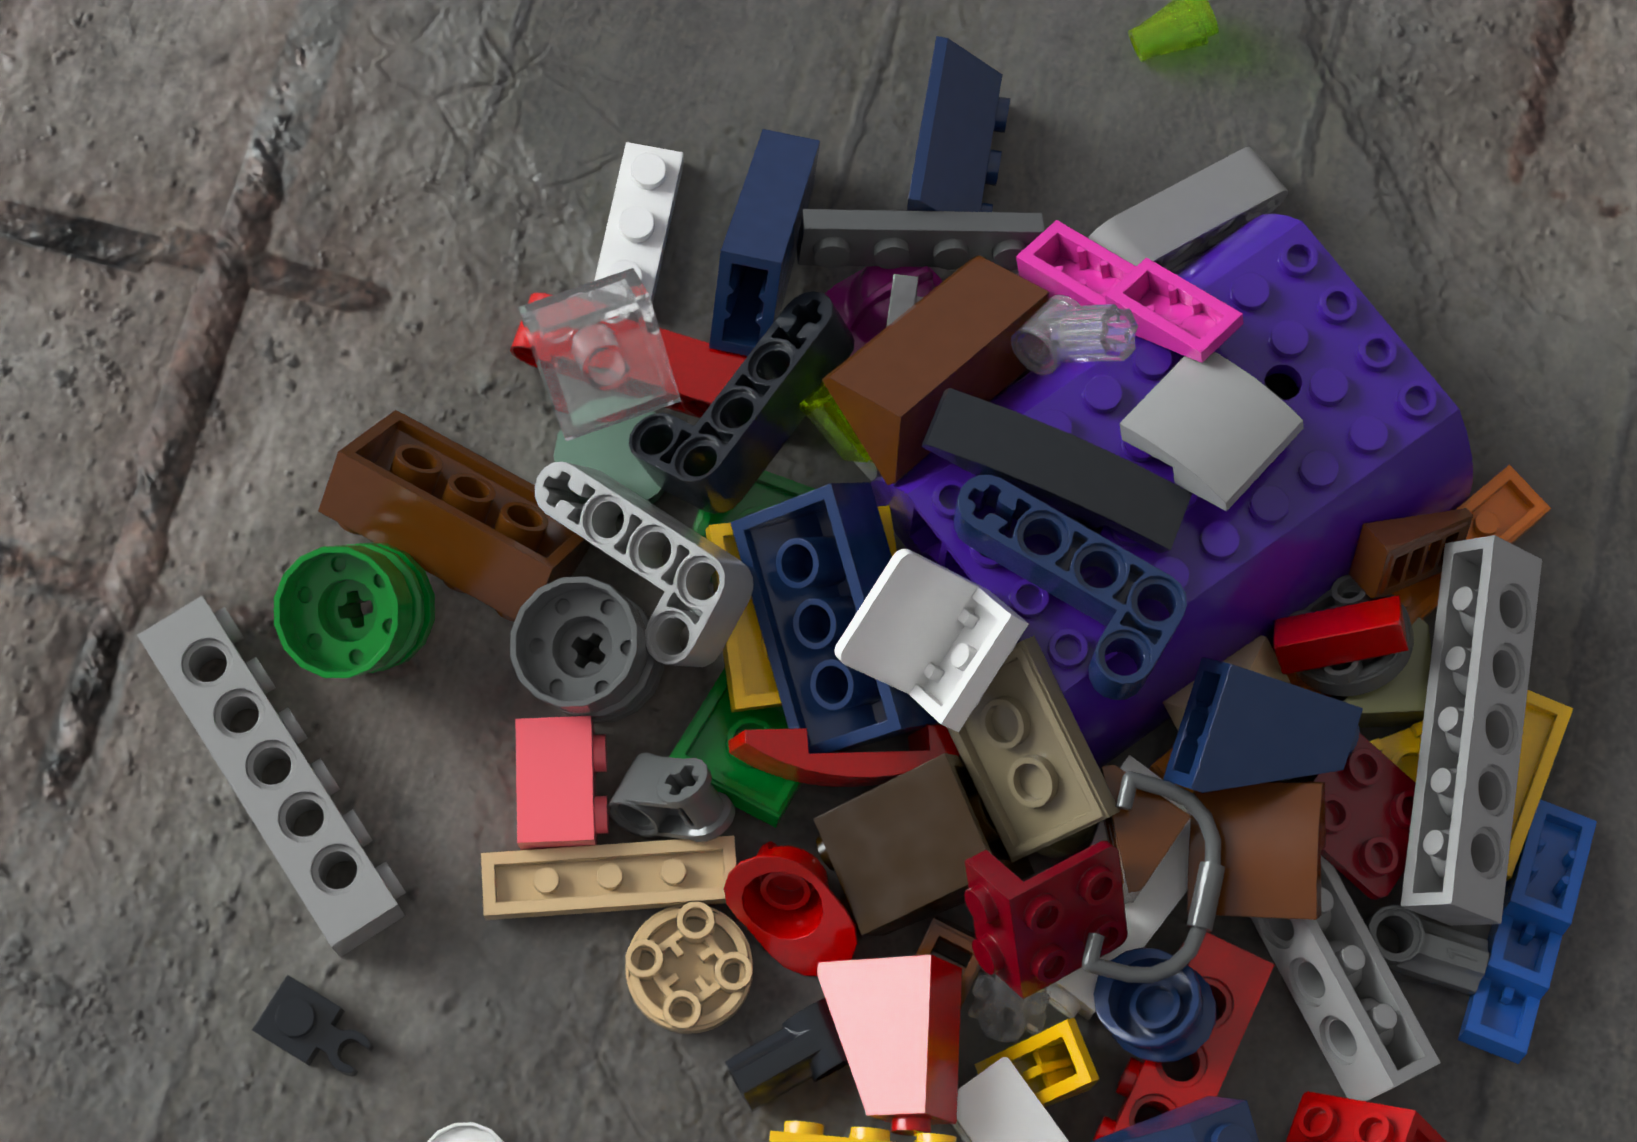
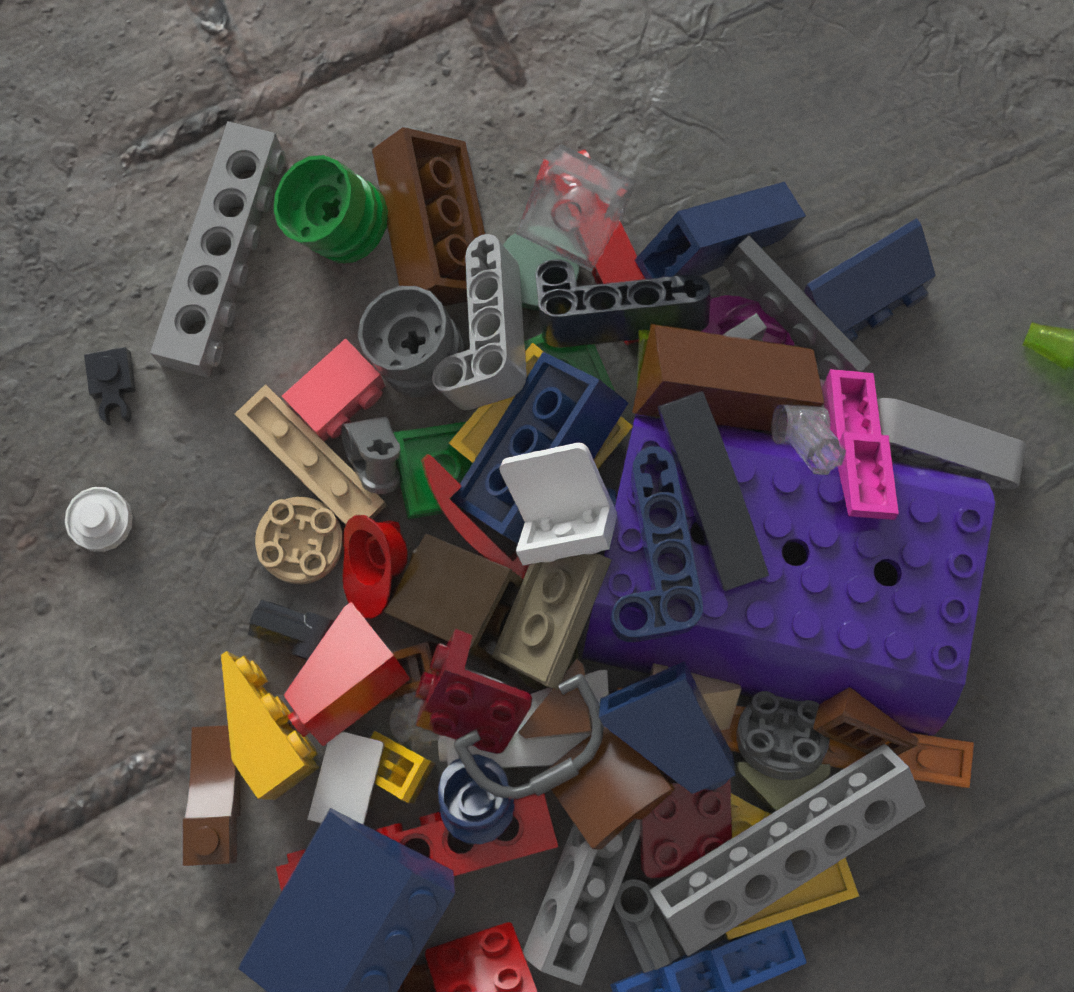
camera: 55 degrees right, 5 degrees up
(641, 213) = (678, 170): white plate -> none
(1212, 427) = (817, 554): light grey slope -> none
(1340, 635) = (774, 728): red slope -> none

